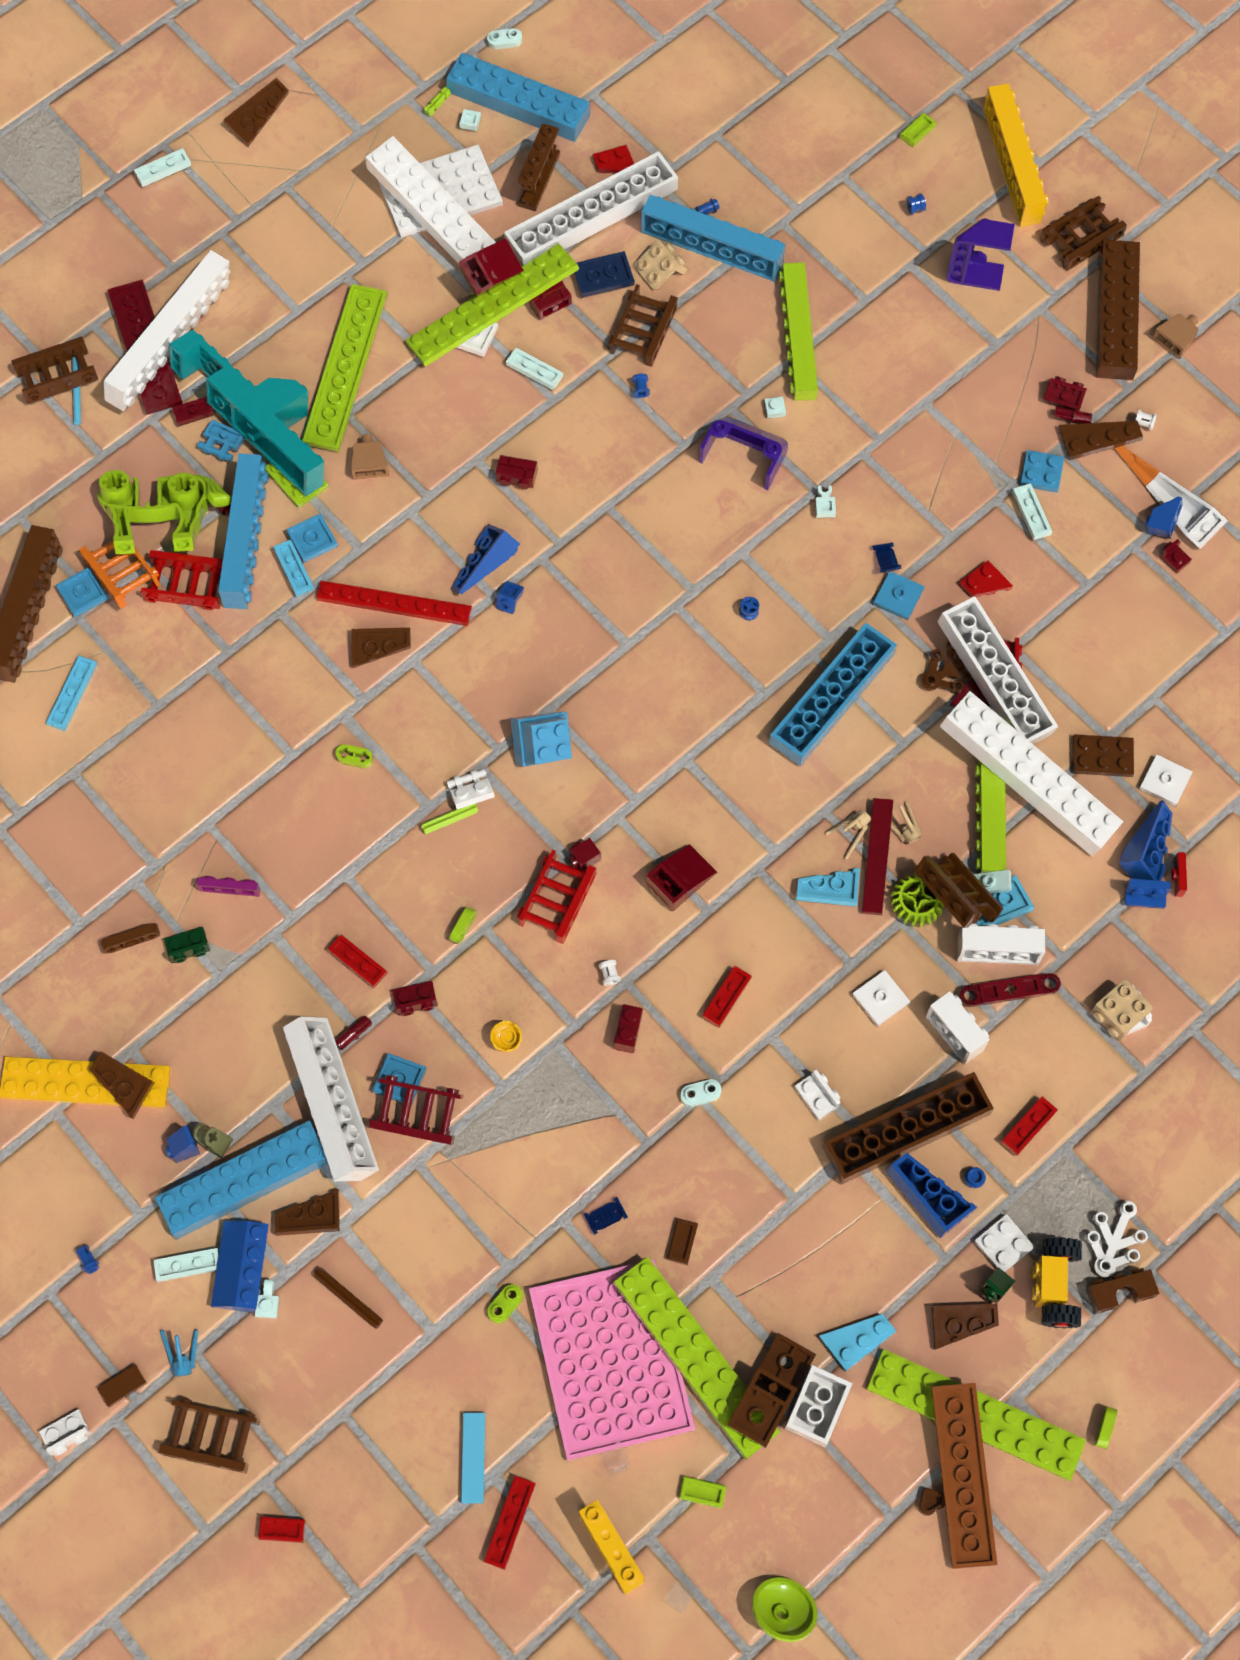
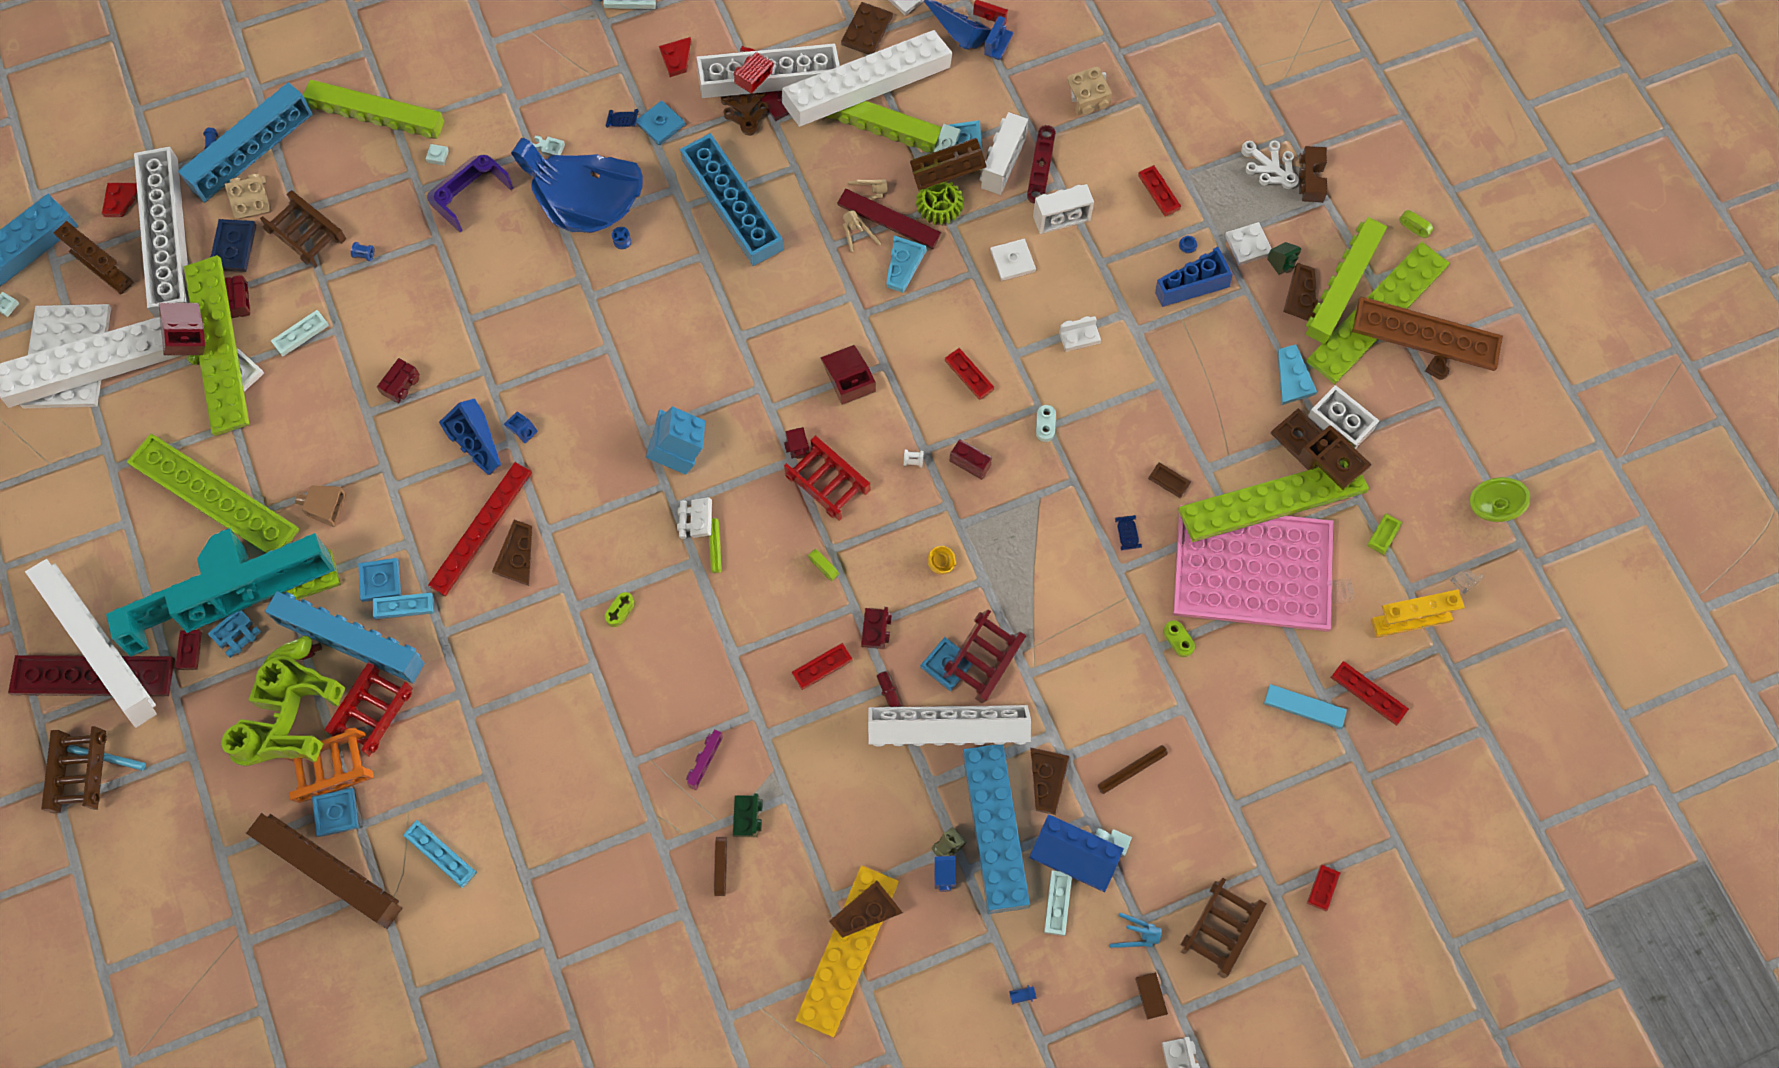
camera: 70 degrees left, 0 degrees up
(787, 538) = (574, 196): none -> blue windscreen
(907, 1128) = (1133, 276): reddish brown brick -> none
(976, 656) = (753, 72): none -> red brick
(997, 1364) = (1345, 281): none -> lime brick
(1052, 1282) = (1294, 214): brick -> none

